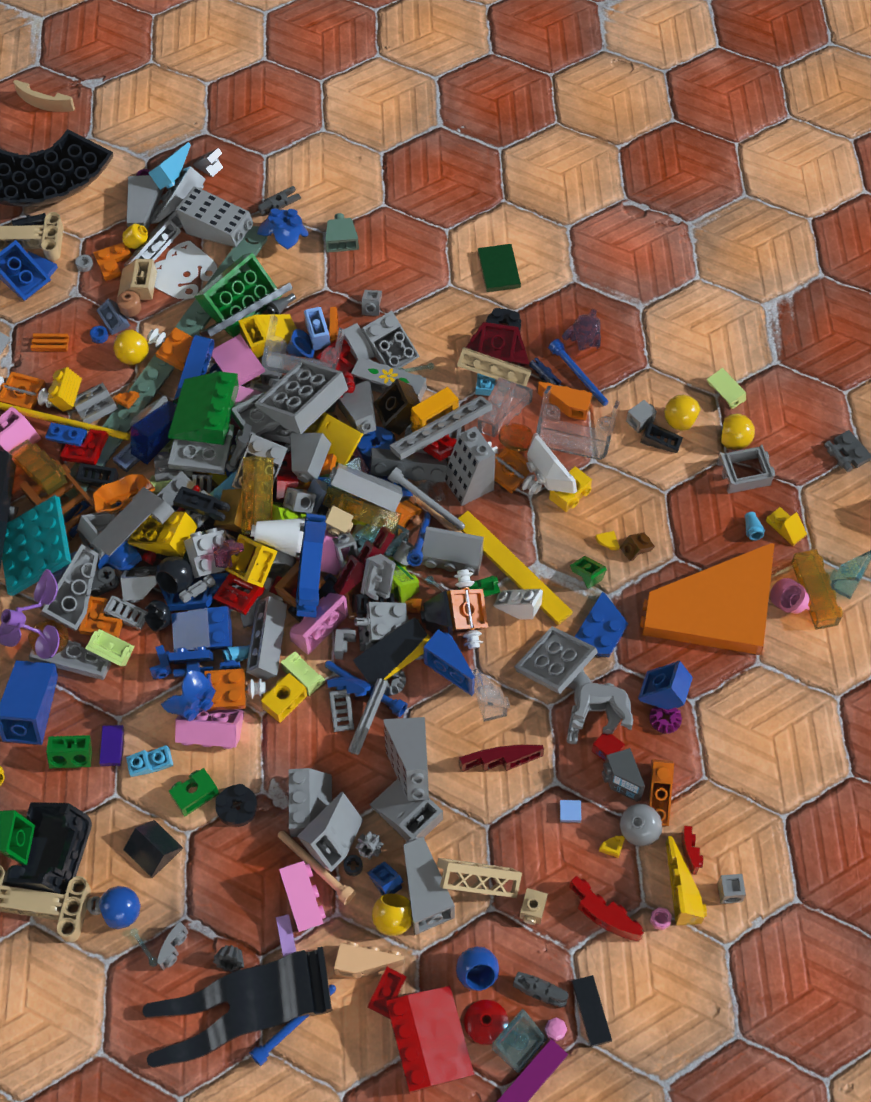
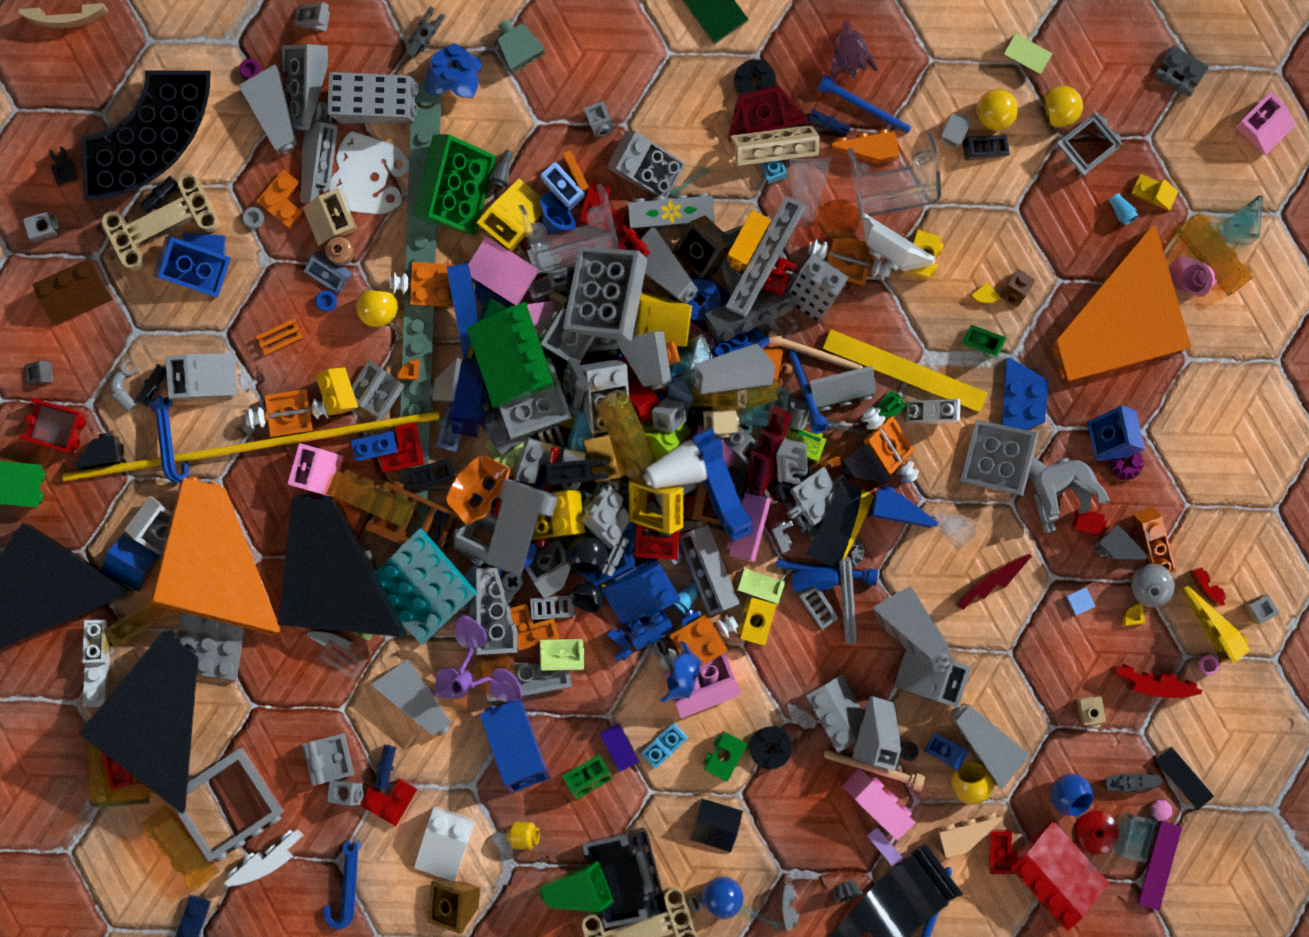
camera: 25 degrees left, 25 degrees up
(135, 236) = (293, 161): yellow head -> none
(170, 168) = (280, 54): medium azure slope -> none
(223, 553) = (626, 512): clear pink bracket -> none
(248, 309) = (476, 203): tile -> none
(358, 342) = (616, 184): light grey slope -> none
(369, 845) = (916, 727): light grey gear -> none
(397, 477) = (749, 337): light grey piece -> none
(478, 870) = (1035, 707): tan fence -> none

